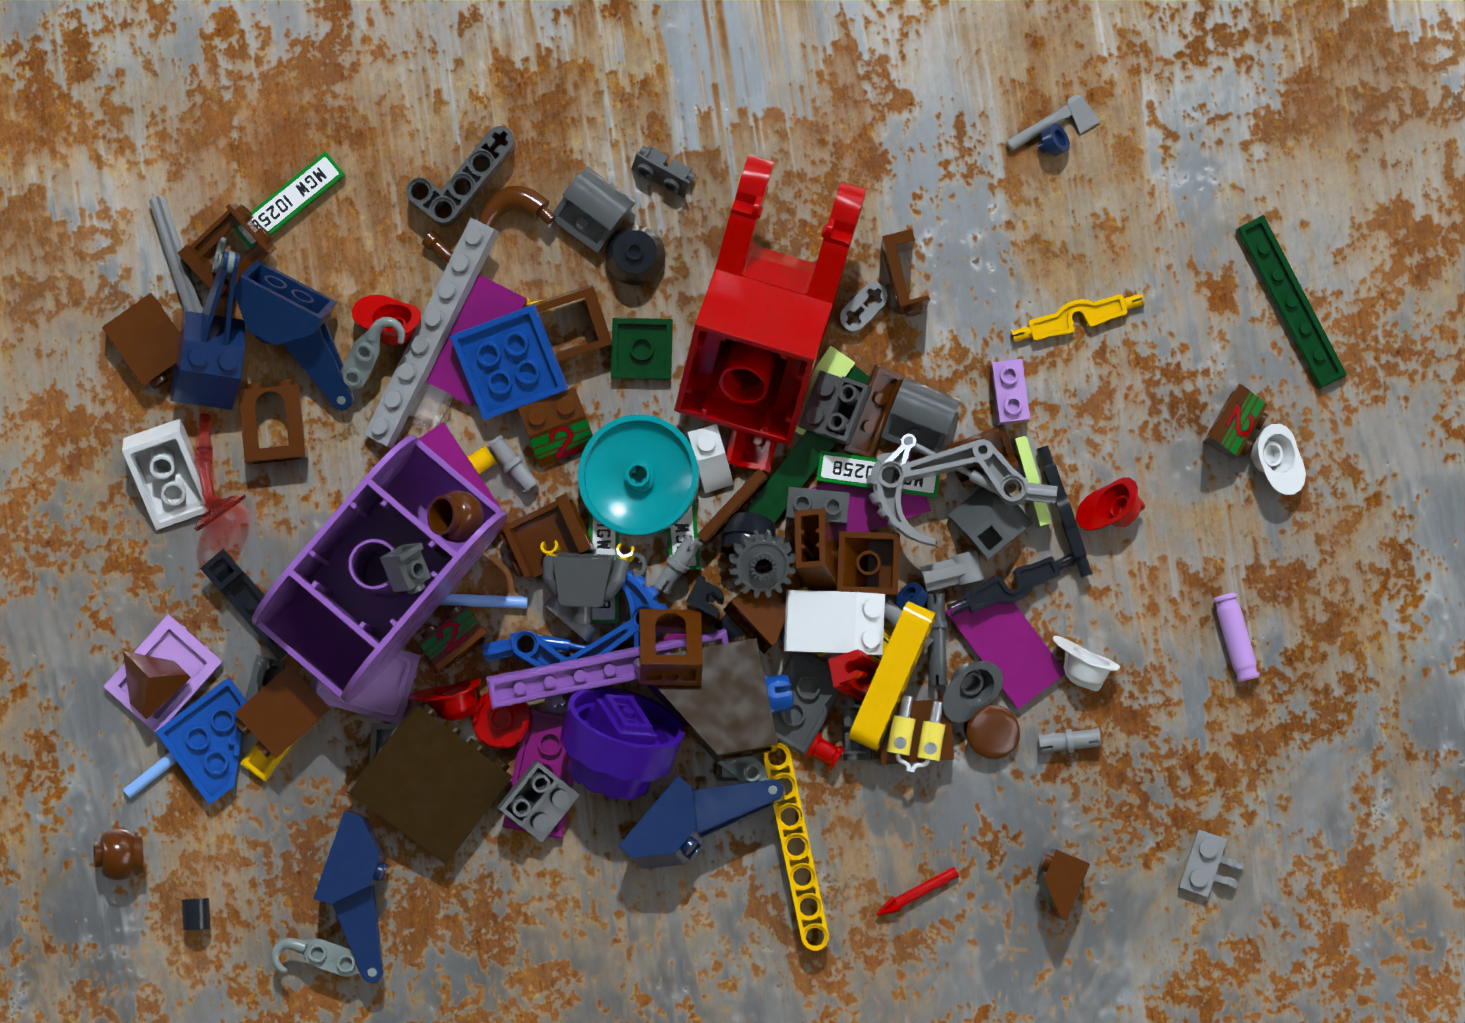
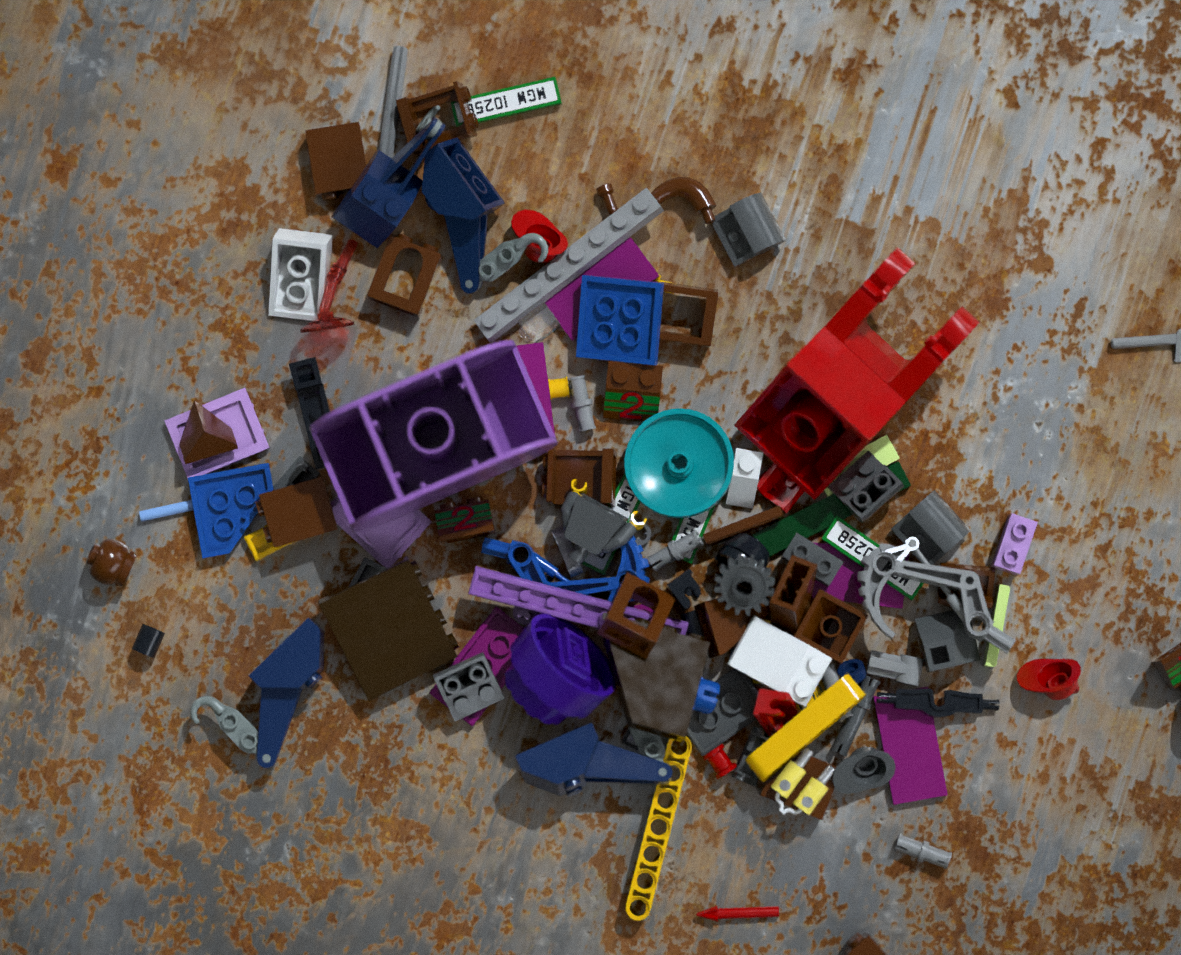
camera: 25 degrees right, 0 degrees up
(406, 568) = (455, 447): dark grey brick -> none
(453, 700) = (437, 570): red piece -> none
(455, 516) = (515, 424): reddish brown piece -> none
(465, 173) = (660, 150): dark grey beam -> none
(486, 601) = (505, 503): light blue bar -> none
(501, 726) = (468, 611): red tile -> none
(635, 255) = (764, 283): black cone -> none
(641, 348) = (732, 362): dark green tile -> none
(650, 166) = (812, 216): dark grey hinge -> none
(858, 302) = (930, 423): light grey beam -> none
(885, 387) = (912, 493): reddish brown tile -> none
(891, 246) = (975, 378): reddish brown panel -> none
(992, 732) = (864, 813): reddish brown piece -> none
(1054, 140) = (1151, 357): dark blue tile -> none
(1066, 513) = (1011, 666): black piece -> none
(1083, 666) = (964, 797): white piece -> none
(1092, 312) = (1113, 512): yellow piece -> none
(1236, 637) = (1100, 834): lavender axle -> none

